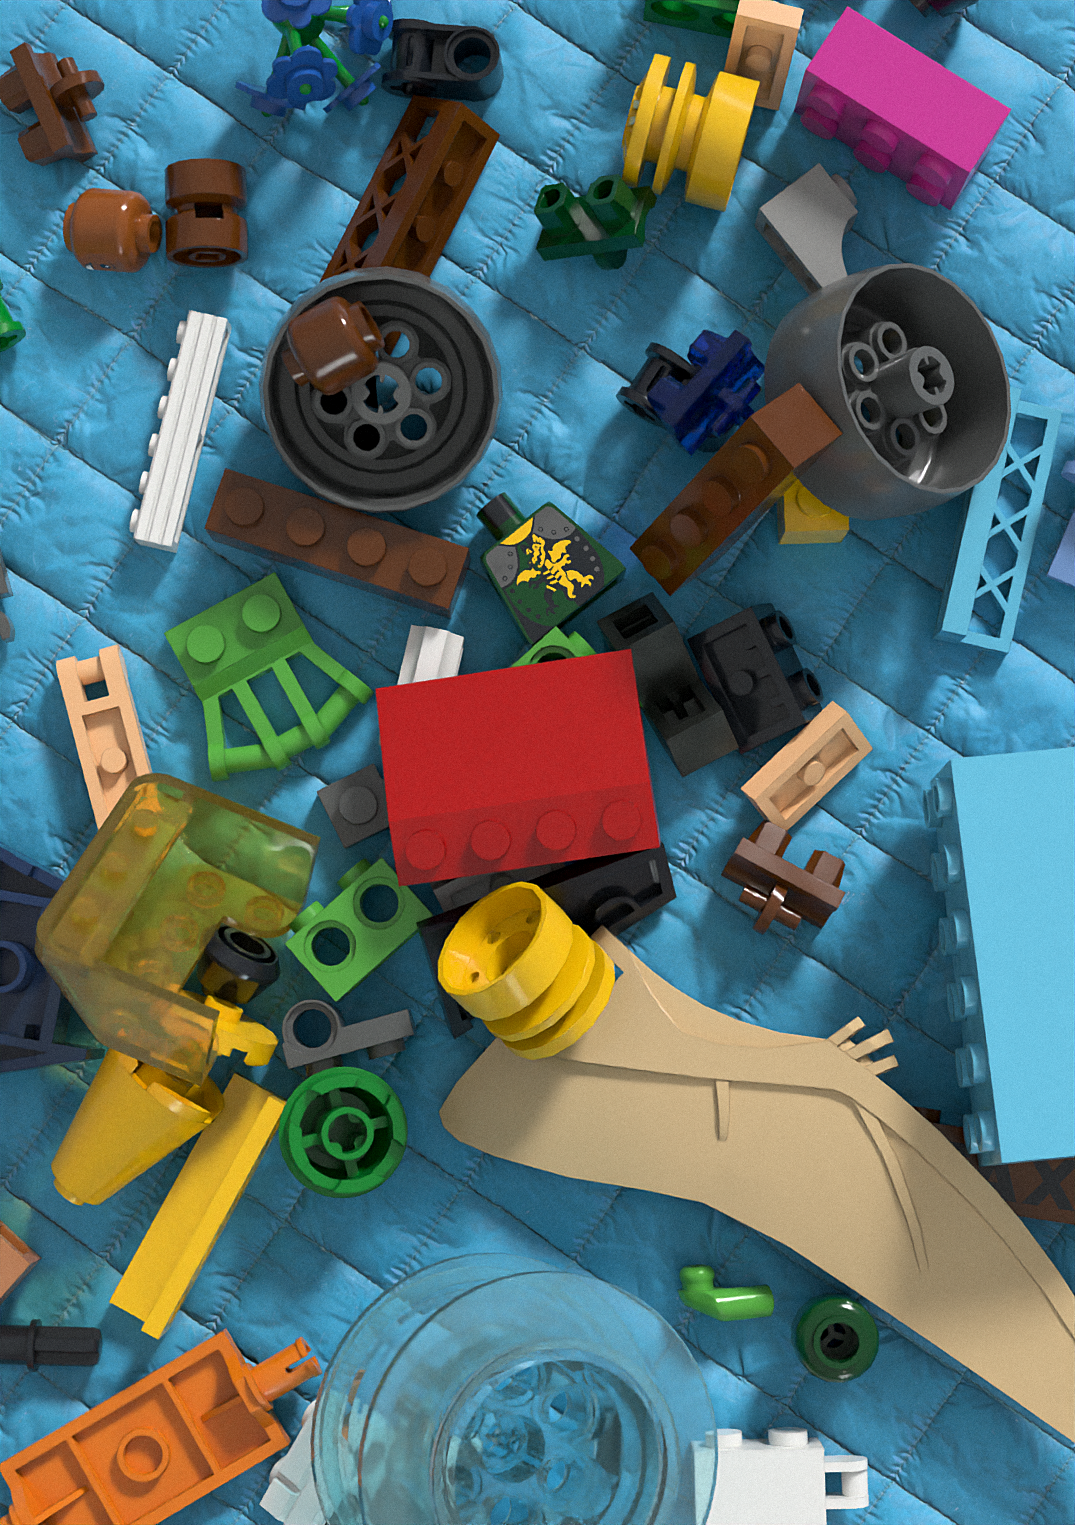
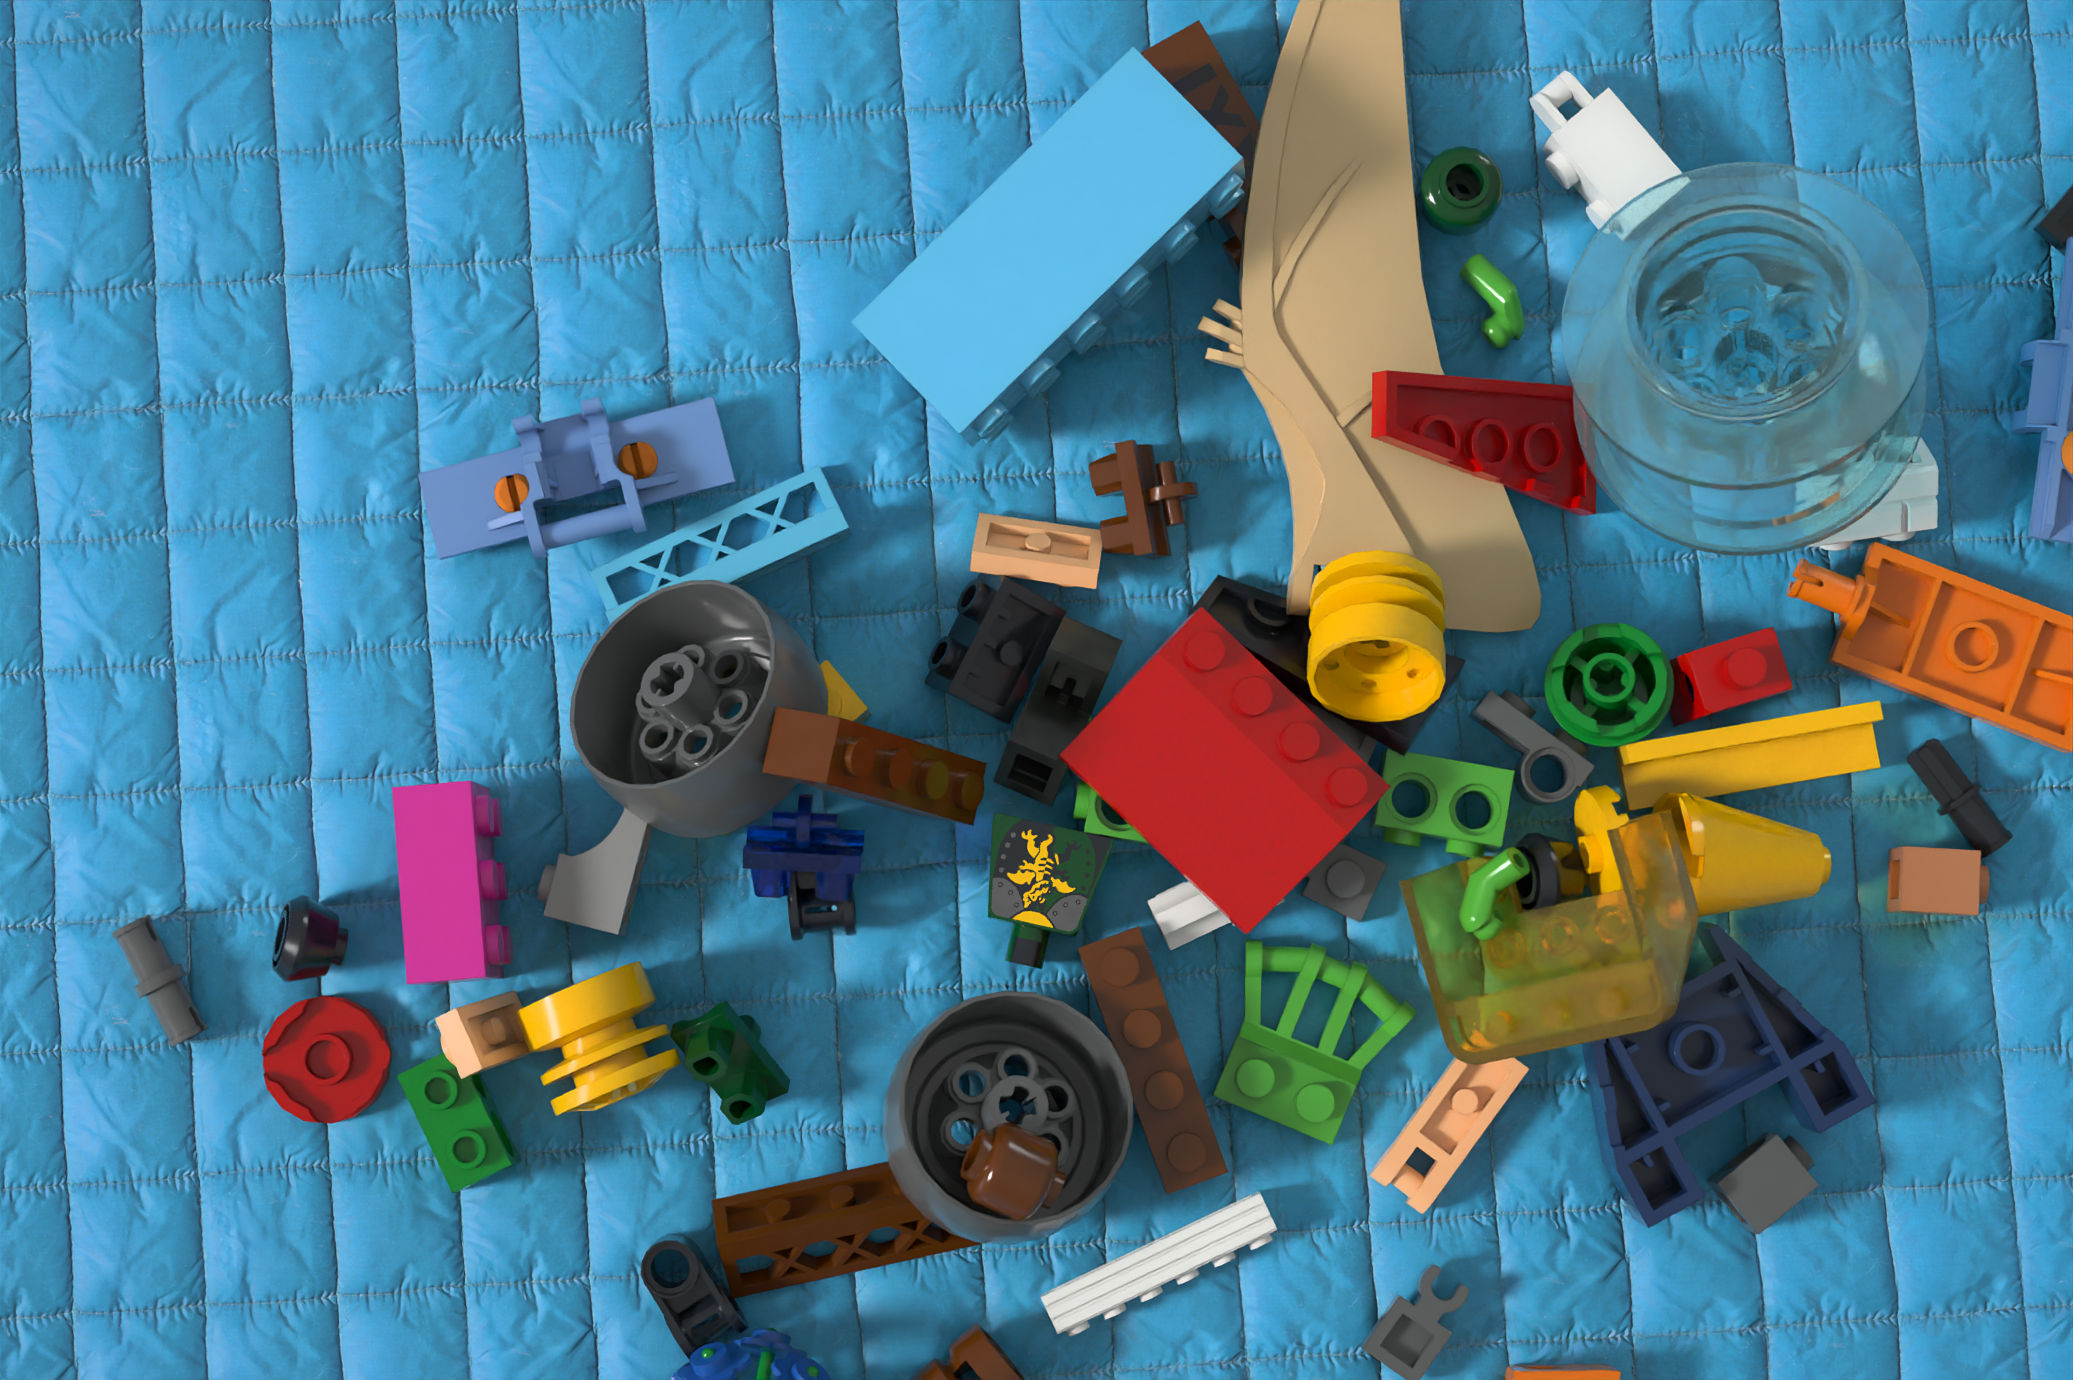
camera: 130 degrees left, 0 degrees up
(265, 906) = (1482, 890): none -> bright green arm
(274, 1235) = (1728, 676): none -> red torso
(624, 1197) = (1490, 430): none -> red wing

